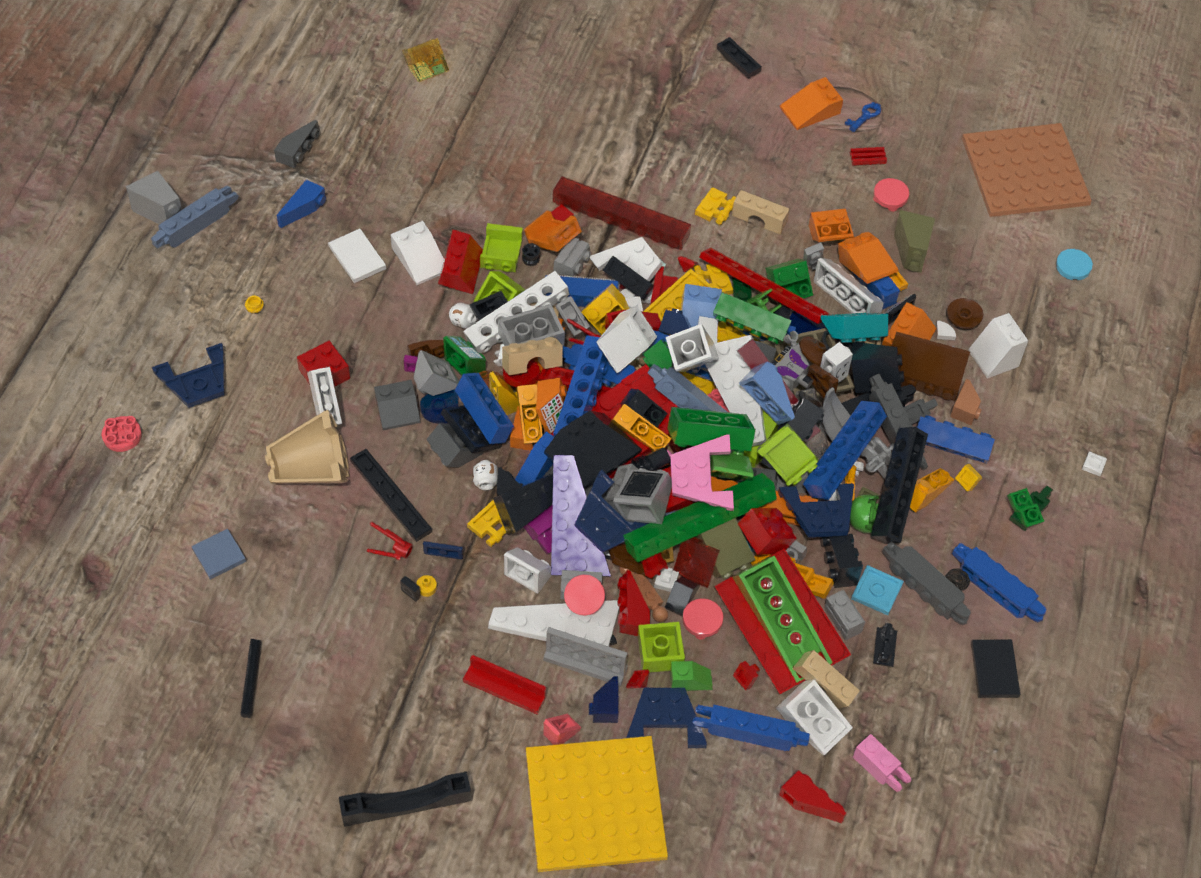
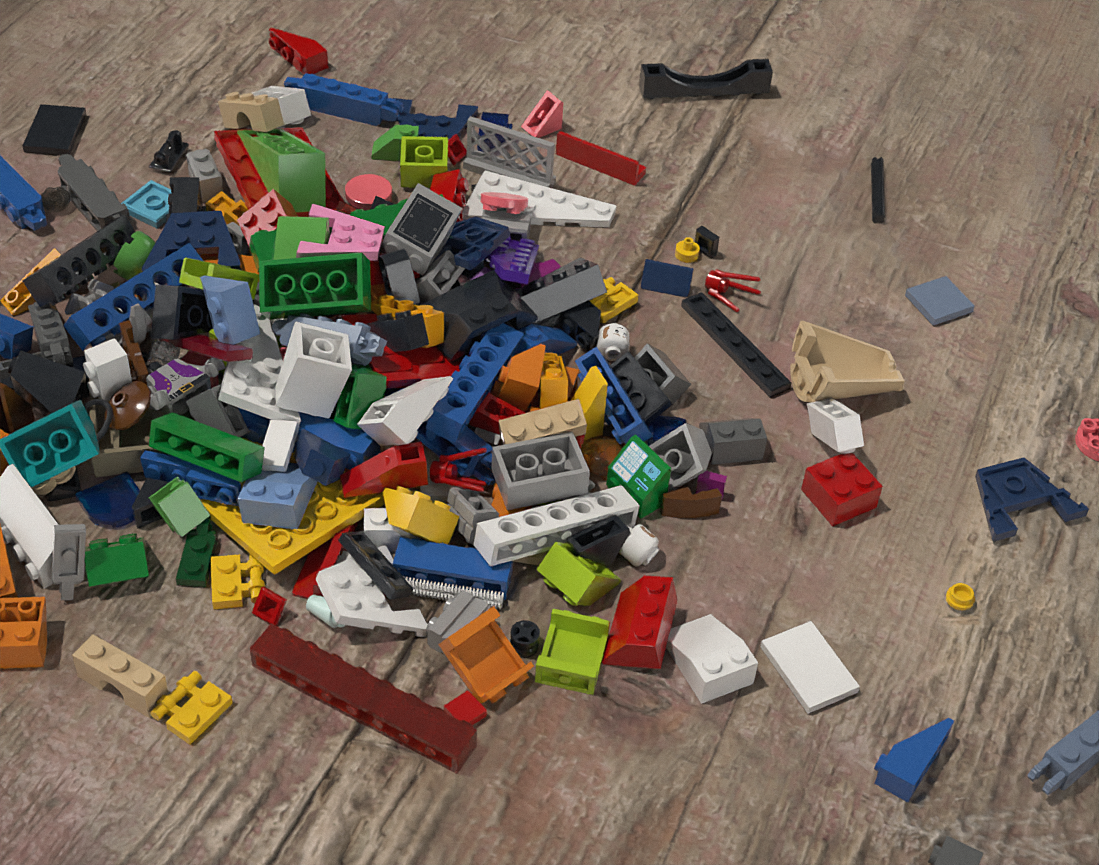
camera: 175 degrees left, 10 degrees down
(526, 569) = (568, 236): white slope -> none
(595, 804) = (513, 71): yellow plate -> none
(746, 674) = (332, 141): red tile -> none
(762, 284) = (166, 540): red tile -> none
(880, 763) = (219, 66): bright pink hinge -> none

